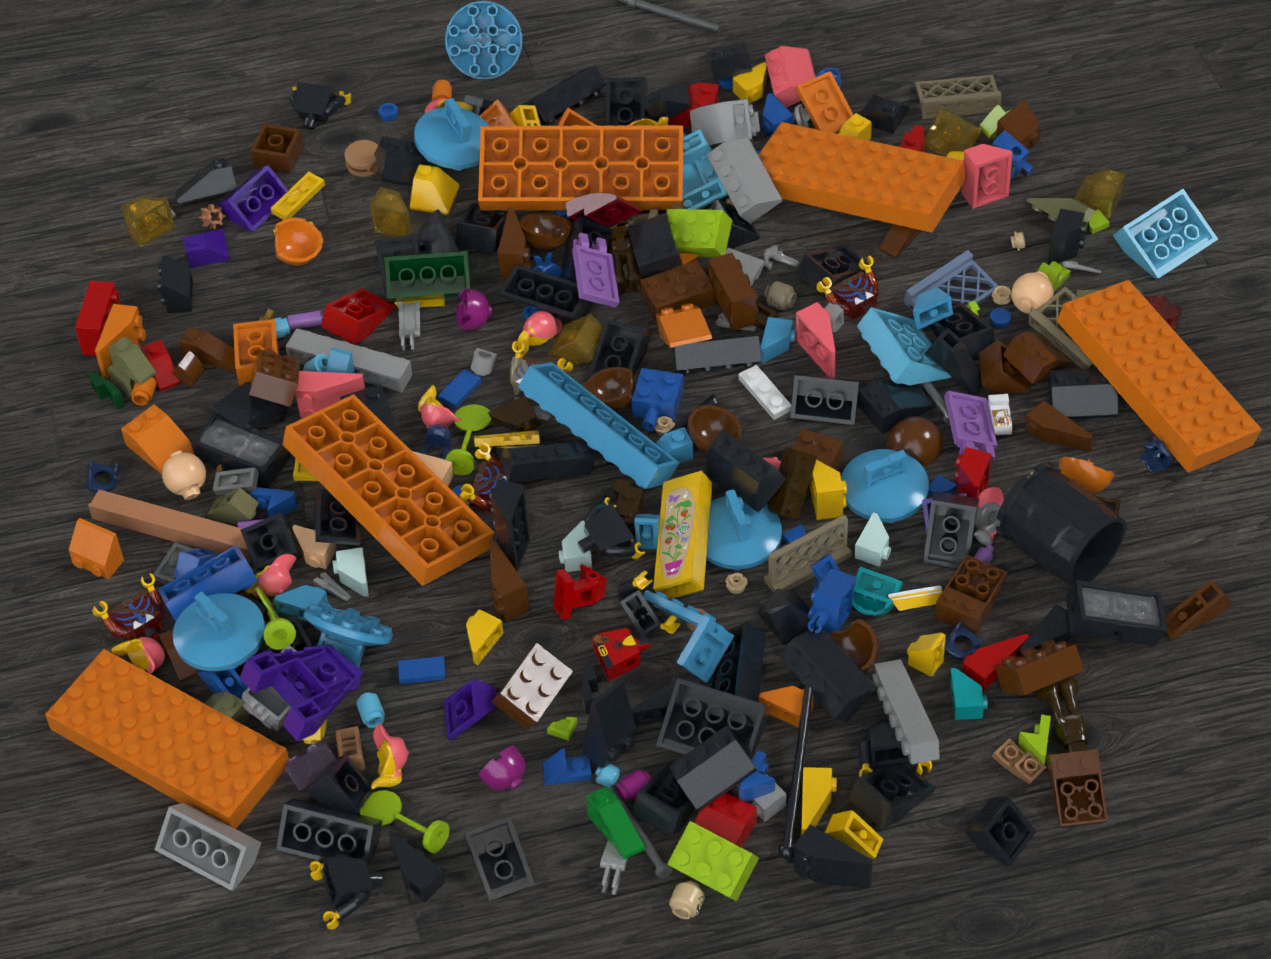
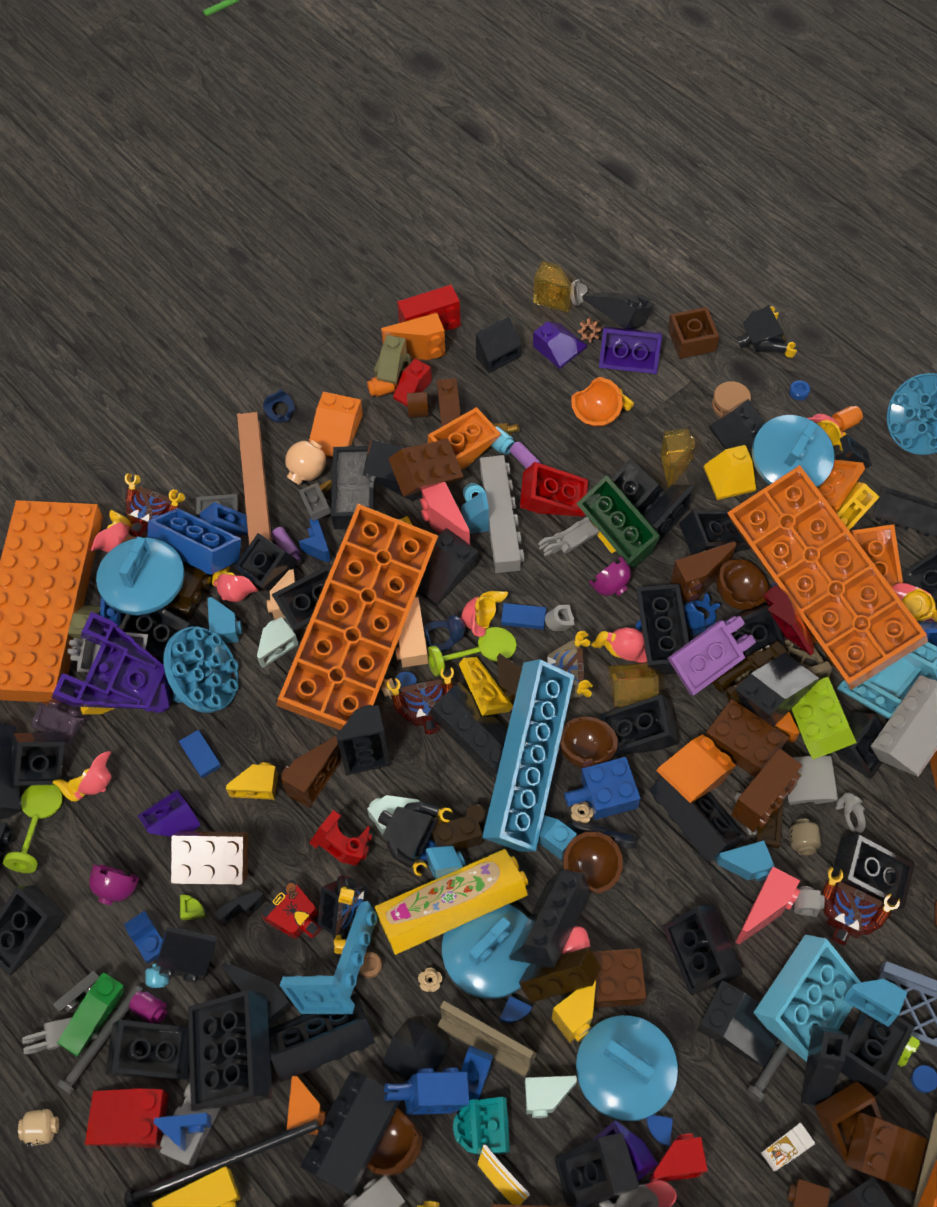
camera: 60 degrees right, 10 degrees up
(95, 549) = (197, 444): orange slope -> none
(105, 389) = (367, 359): dark green slope -> none
(234, 507) = (294, 517): olive slope -> none
(278, 631) = (154, 621): lime piece -> none
(297, 196) = (655, 377): yellow plate -> none
(329, 585) = (255, 634): light grey piece -> none
(351, 747) = (88, 752): medium nougat slope -> none
(370, 709) = (135, 736): medium azure brick -> none
(585, 830) = (70, 999): none -> dark grey plate
(713, 768) = (169, 1080): black slope -> none
(713, 861) = (80, 1132): lime brick -> none
(765, 392) = (678, 885): white plate -> none
(917, 438) = (704, 1071): reddish brown cylinder -> none
(970, 422) = (753, 1123): medium lavender tile -> none

